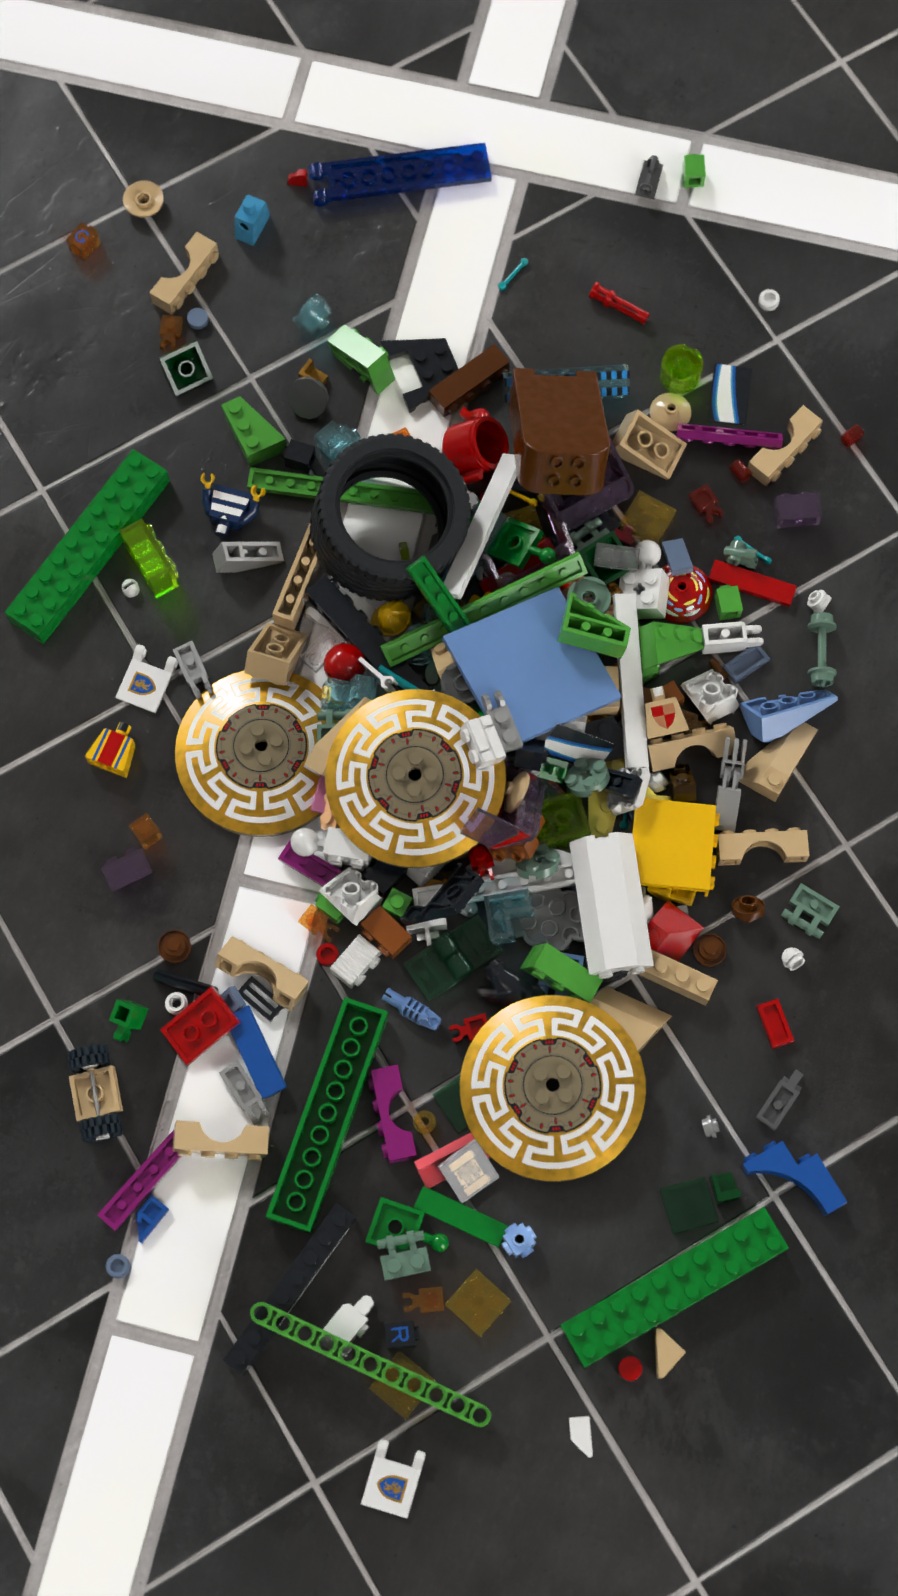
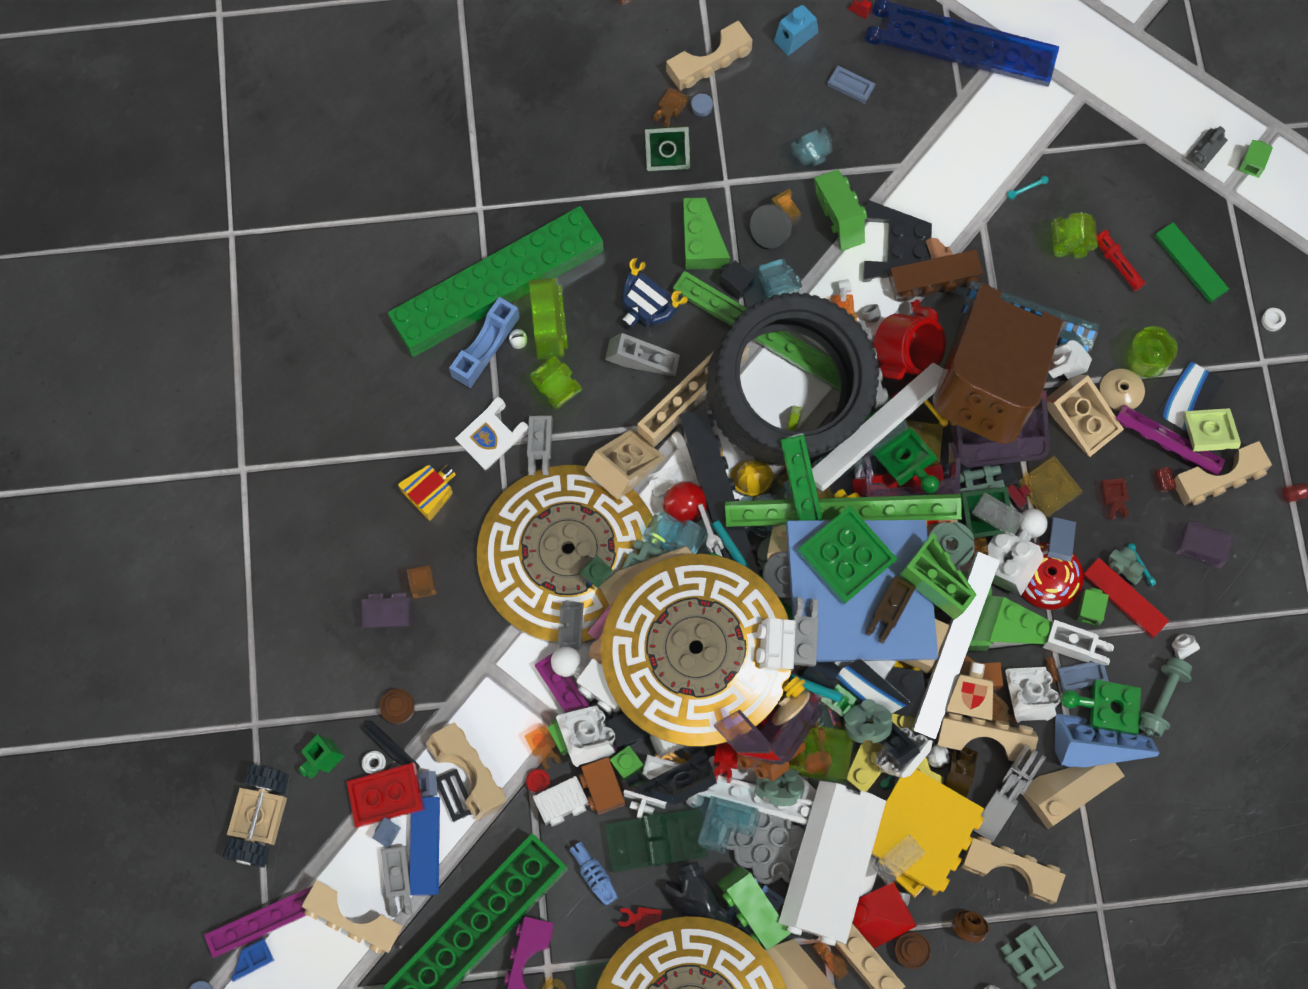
camera: 25 degrees right, 0 degrees up
(107, 587) = (475, 358): none -> medium blue arch
(182, 610) = (555, 382): none -> clear neon green brick
(216, 1056) = (386, 832): none -> sand blue plate
(294, 804) = (572, 616): none -> dark grey hinge
(296, 754) = (595, 572): none -> dark green brick
(320, 248) = (851, 84): none -> sand blue tile
(396, 423) = (844, 287): none -> white hand
(429, 435) = (872, 313): none -> light grey hinge
(460, 358) = (937, 249): none -> nougat tile
(506, 642) = (847, 555): none -> green plate
(513, 772) = (794, 687): none -> yellow plate
(531, 766) = (820, 690): none -> teal bar
(562, 823) = (820, 760): none -> clear orange hinge
(563, 670) = (891, 607): none -> dark brown hinge
(571, 297) = (1074, 235): none -> clear neon green brick
(617, 403) = (1069, 360): none -> white brick
(649, 990) = (835, 964): none -> clear orange plate
(665, 878) = (899, 860): none -> clear plate
(679, 280) = (1191, 262): none -> green tile
(760, 412) = (1211, 429): none -> yellowish green hinge
(776, 686) = (1101, 714): none -> green plate

